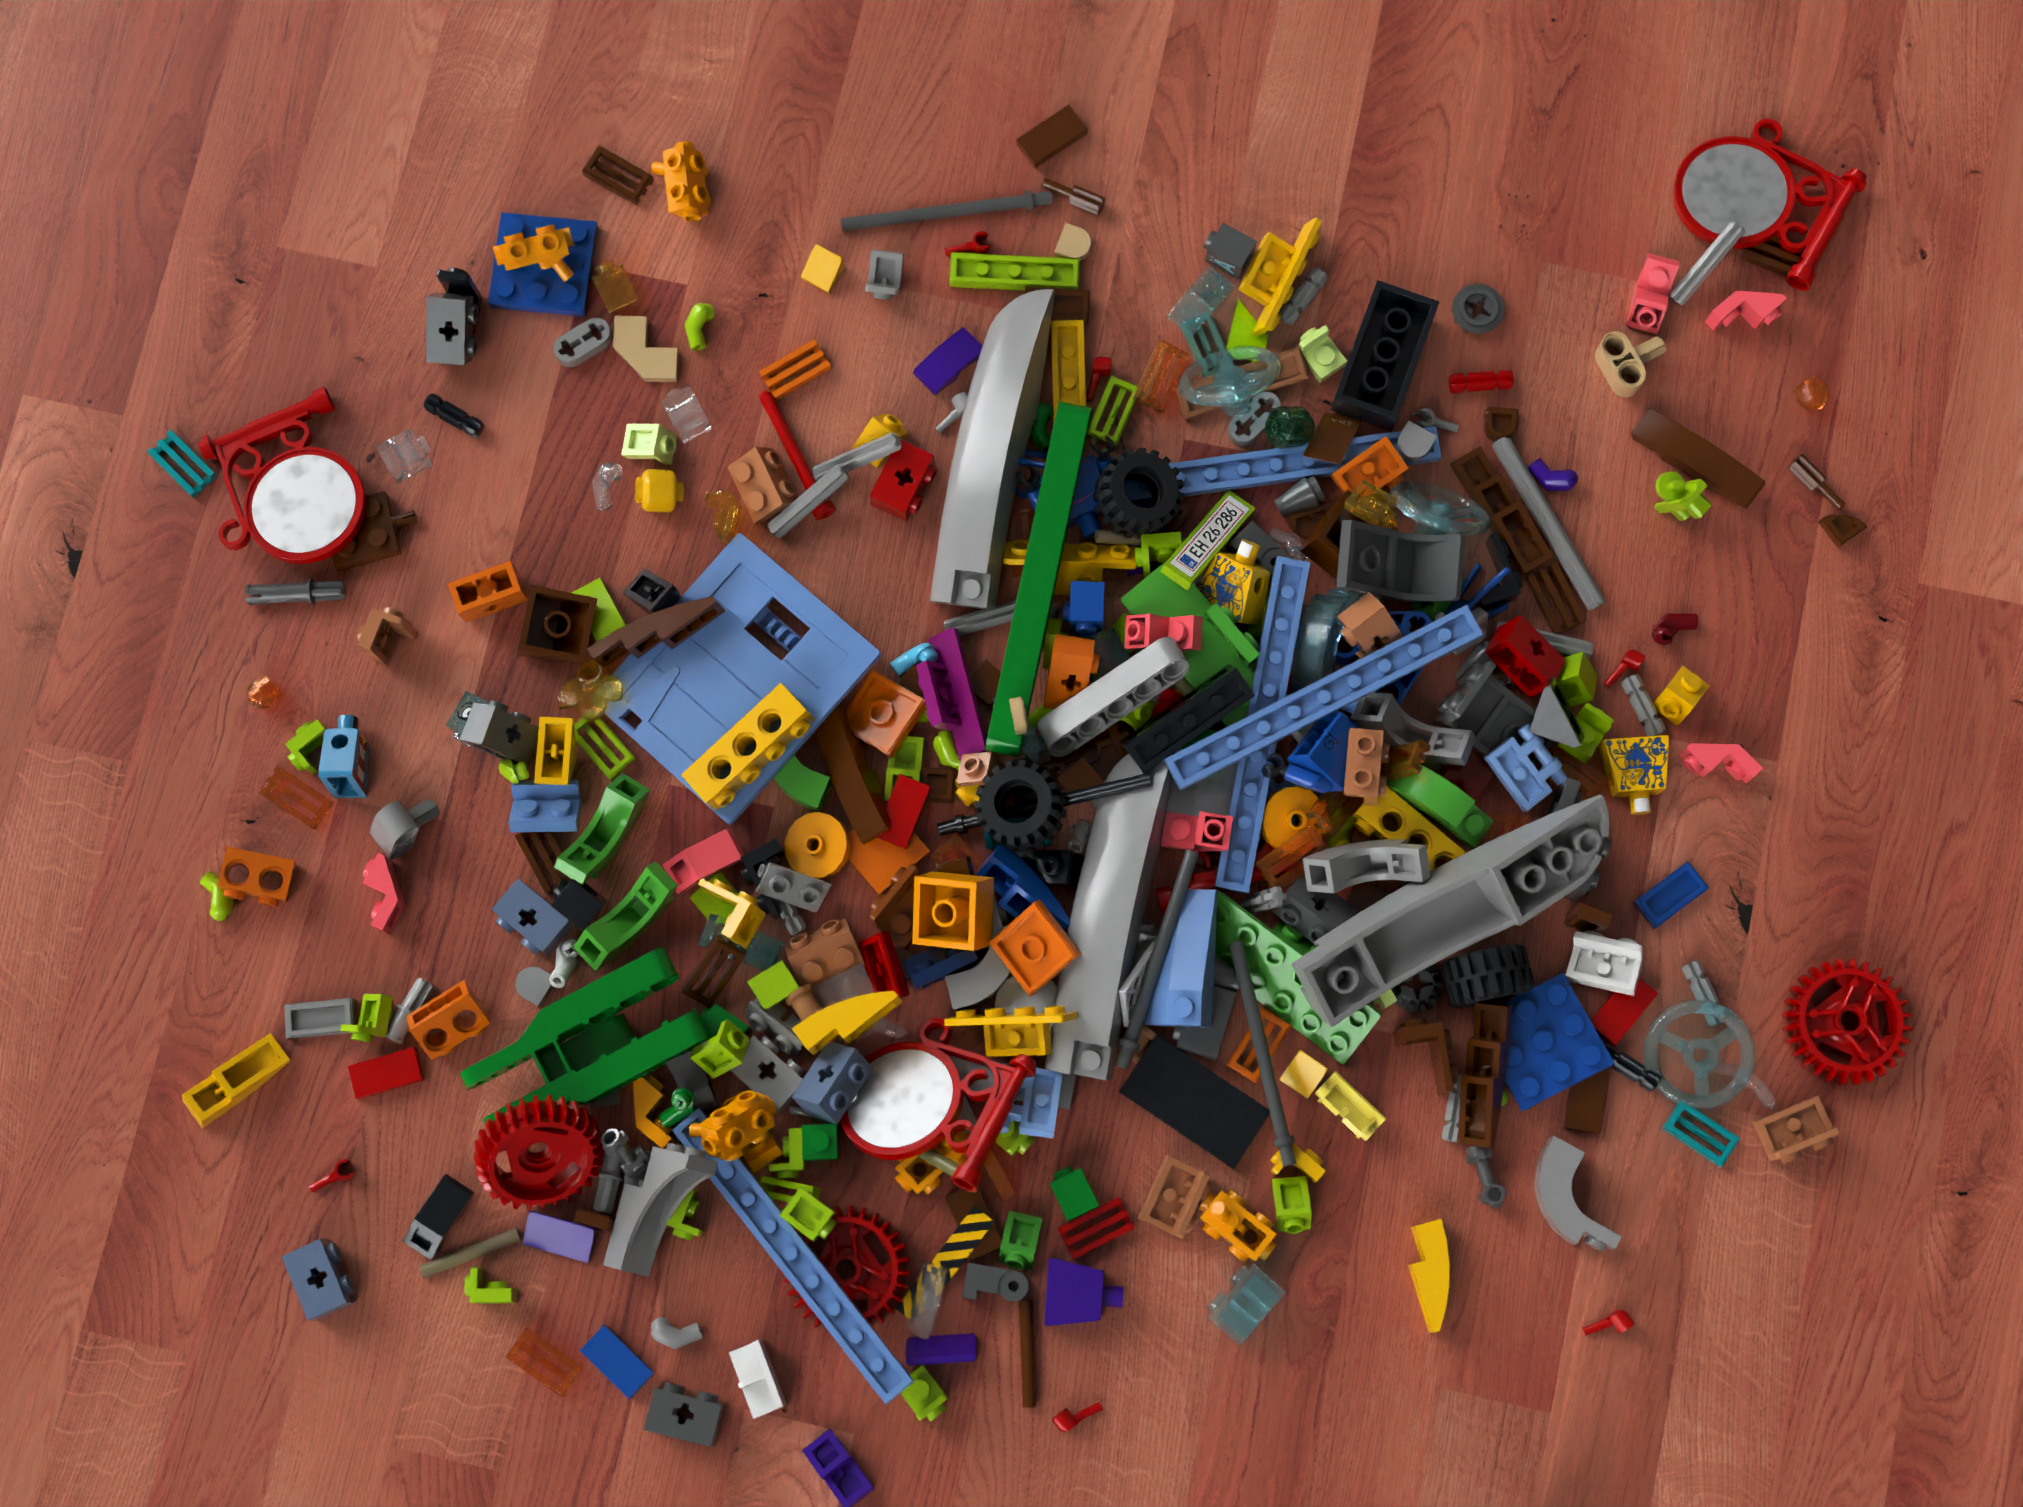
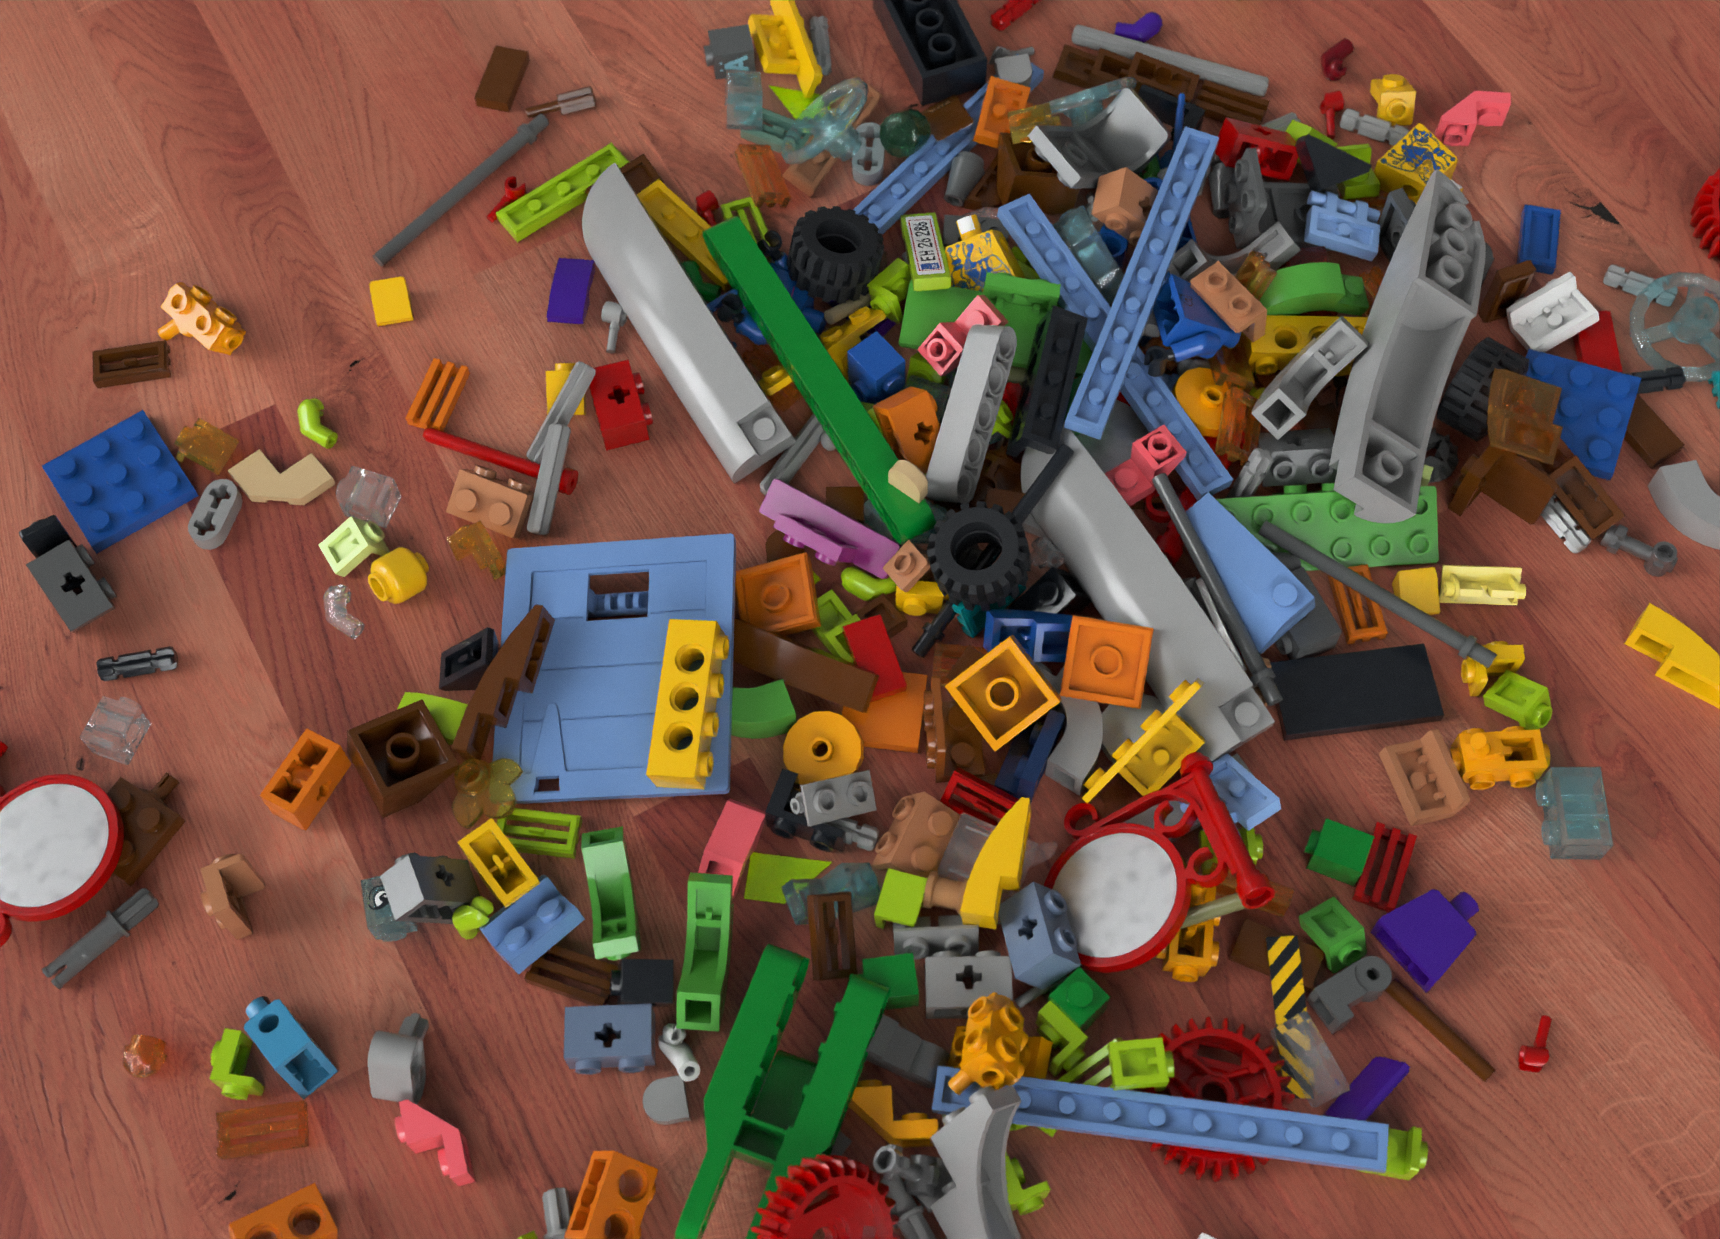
camera: 45 degrees left, 15 degrees down
(544, 248) = (112, 451): light orange brick -> none
(681, 1107) = (921, 1078): green arm -> none
(721, 1051) = (912, 992): lime bracket -> none
(746, 917) = (810, 848): yellow bracket -> none
(885, 273) = (452, 264): light grey bracket -> none
(912, 657) = (759, 534): medium azure arm -> none
(1073, 243) = (594, 136): tan tile -> none
(1321, 353) = (876, 72): yellowish green bracket -> none
(1477, 1024) = (1523, 416): none -> clear orange slope
(1500, 422) = (1060, 23): reddish brown tile -> none

